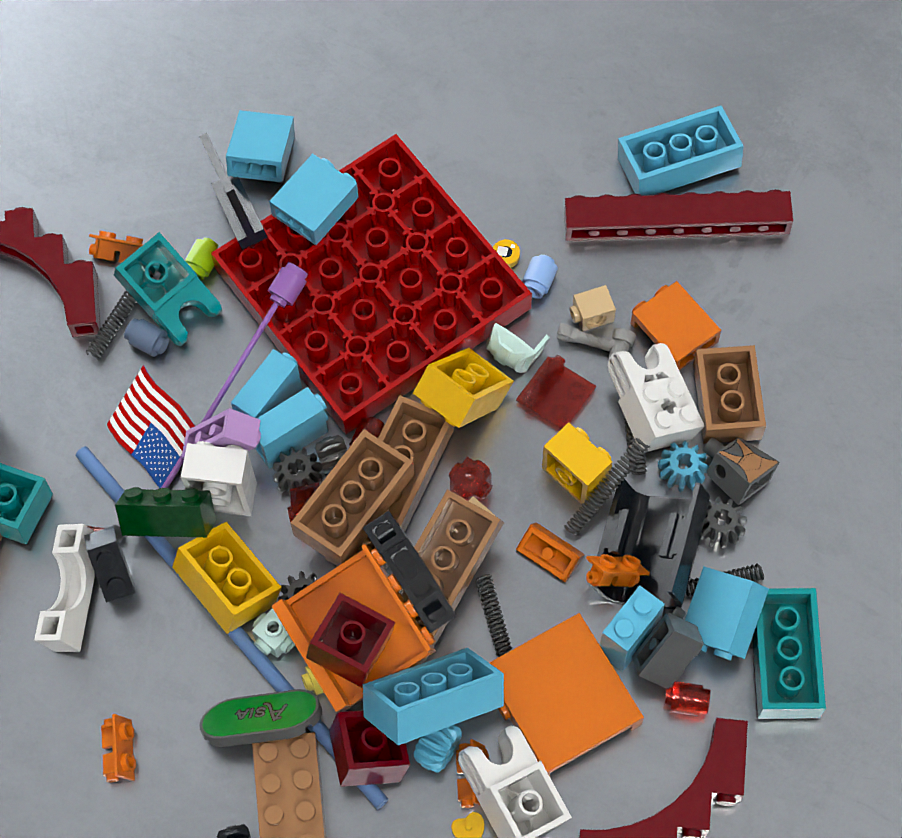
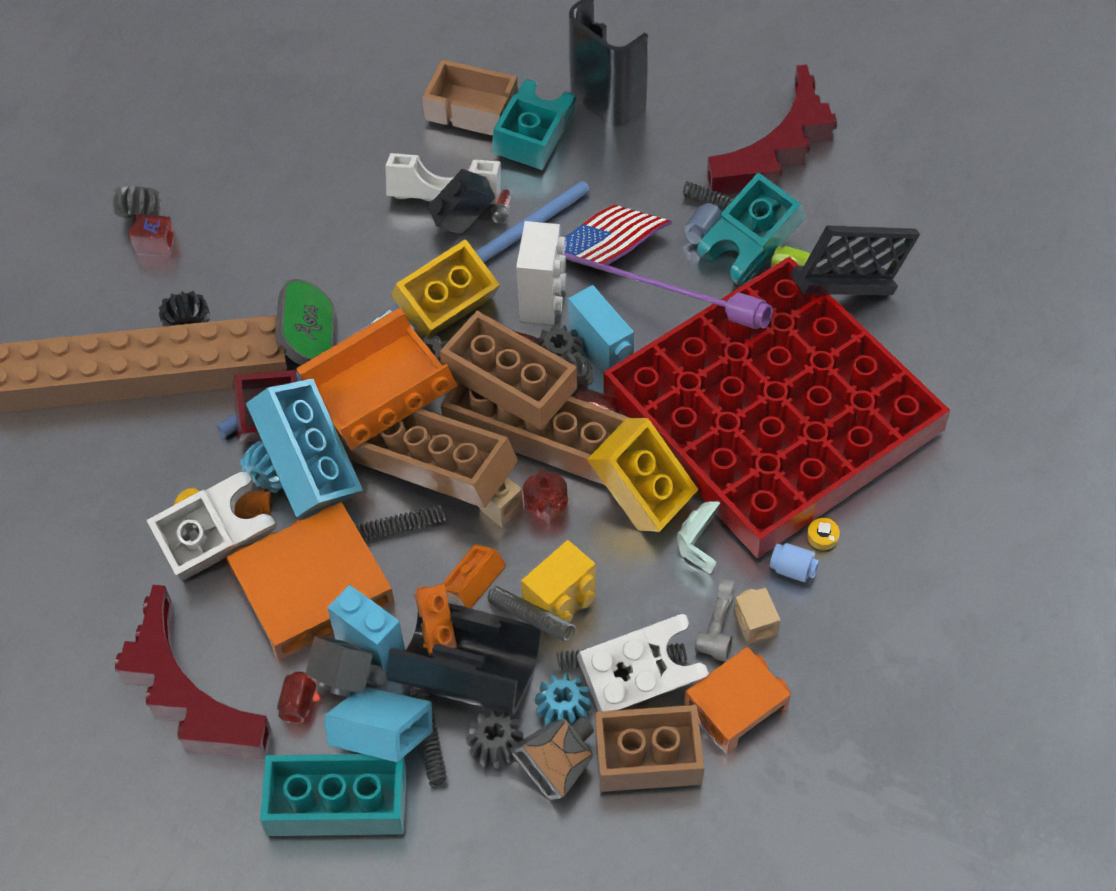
camera: 90 degrees right, 10 degrees down
(107, 245) = (805, 190): orange hinge -> none
(118, 735) = (294, 231): orange hinge -> none
(165, 512) = (504, 233): dark green brick -> none
(226, 429) = (577, 267): lavender brick -> none
(260, 146) = (928, 300): medium azure brick -> none
(269, 385) = (640, 307): medium azure brick -> none
(314, 198) = (854, 332): medium azure brick -> none
(350, 639) = (355, 364): dark red brick -> none
(410, 571) = (427, 416): black slope -> none
(556, 392) = (653, 581): clear red hinge -> none
(678, 215) = (886, 712): dark red brick -> none
(680, 152) = (971, 709): medium azure brick -> none

